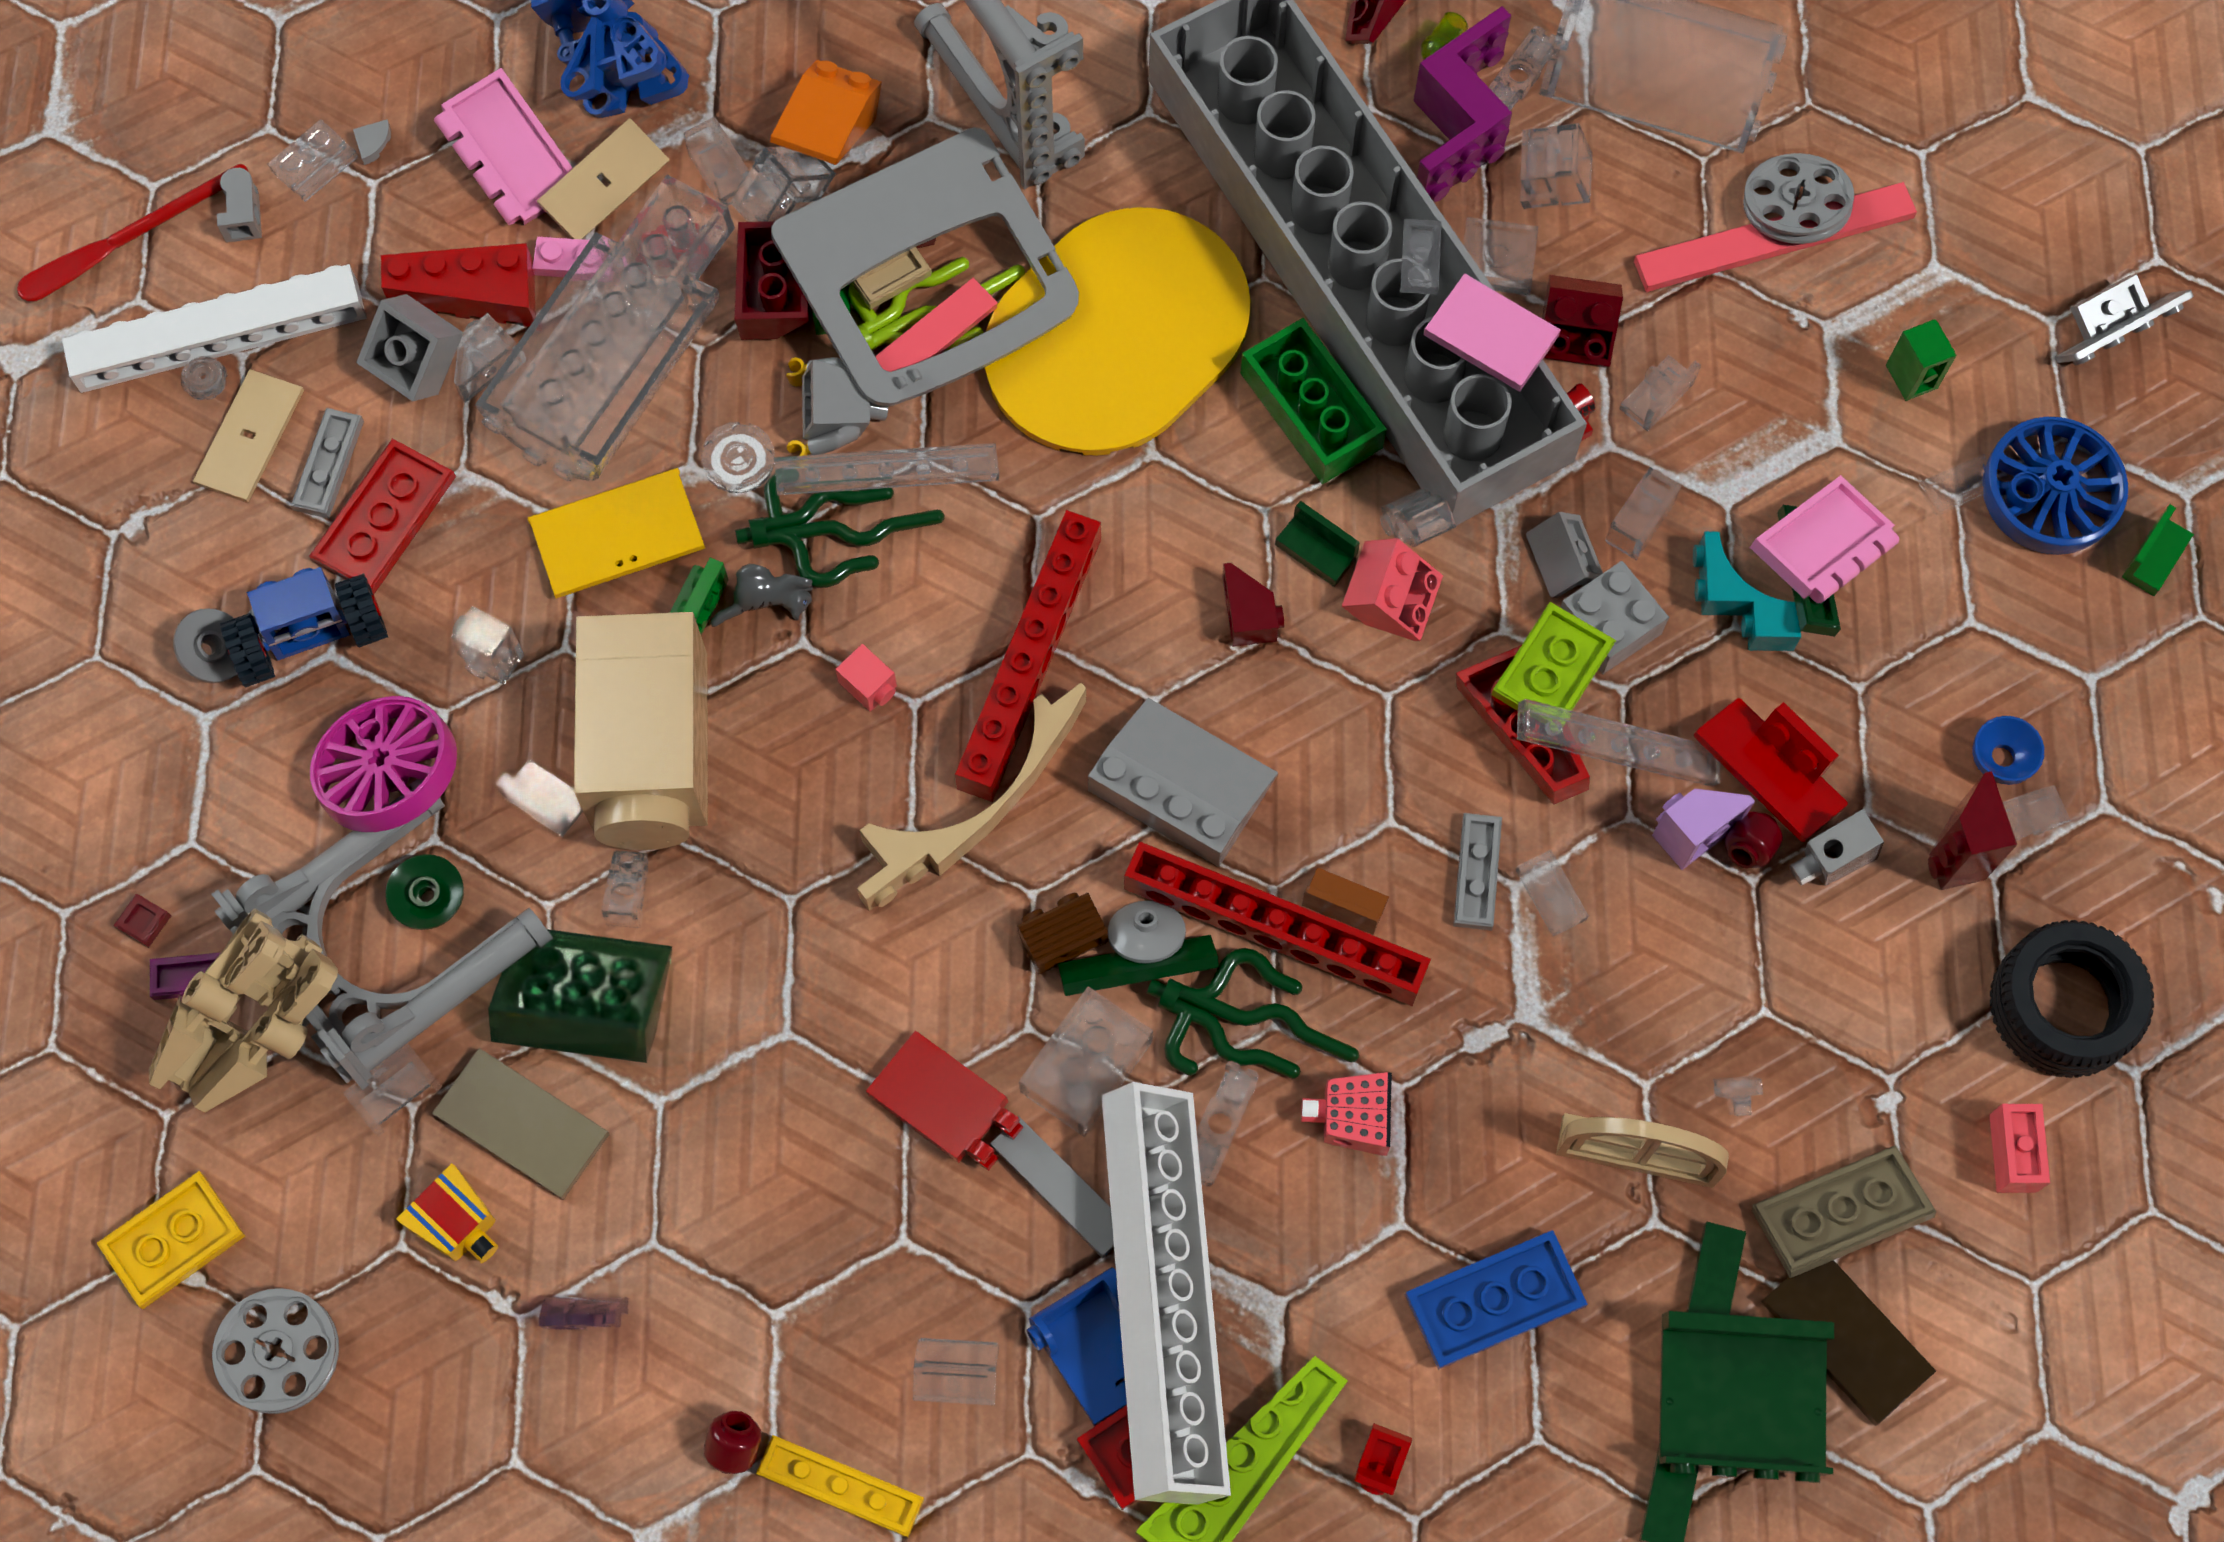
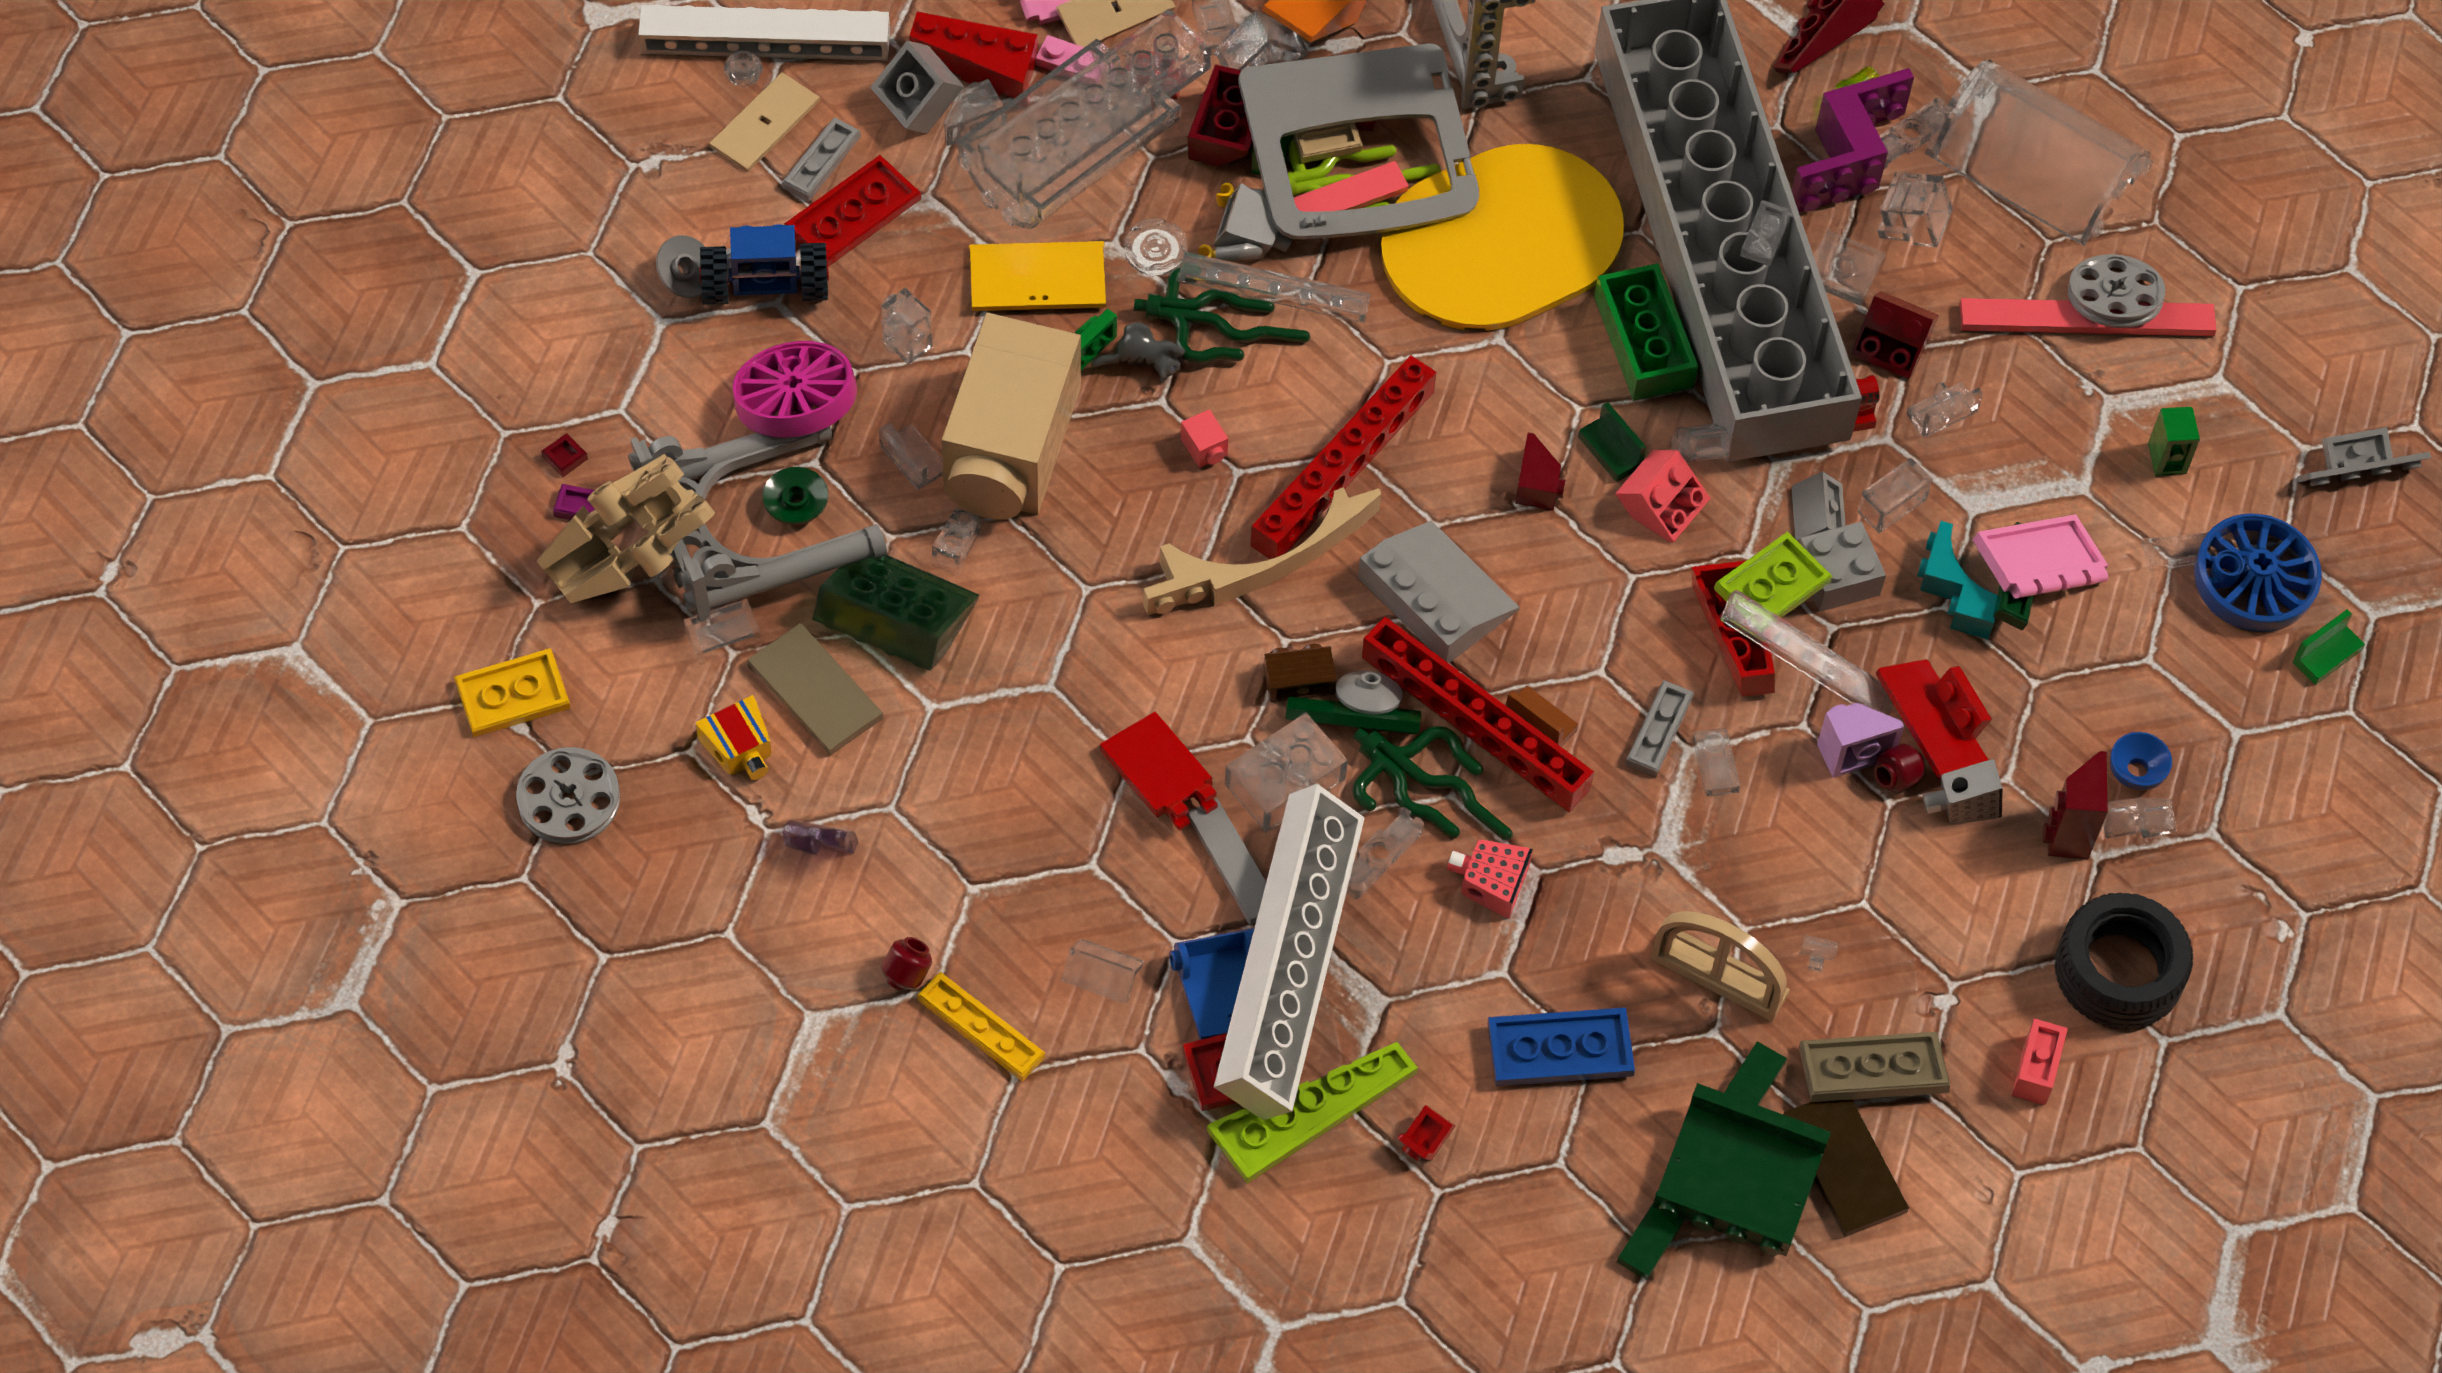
camera: 15 degrees right, 10 degrees down
(1492, 332) = (1806, 307): bright pink tile -> none

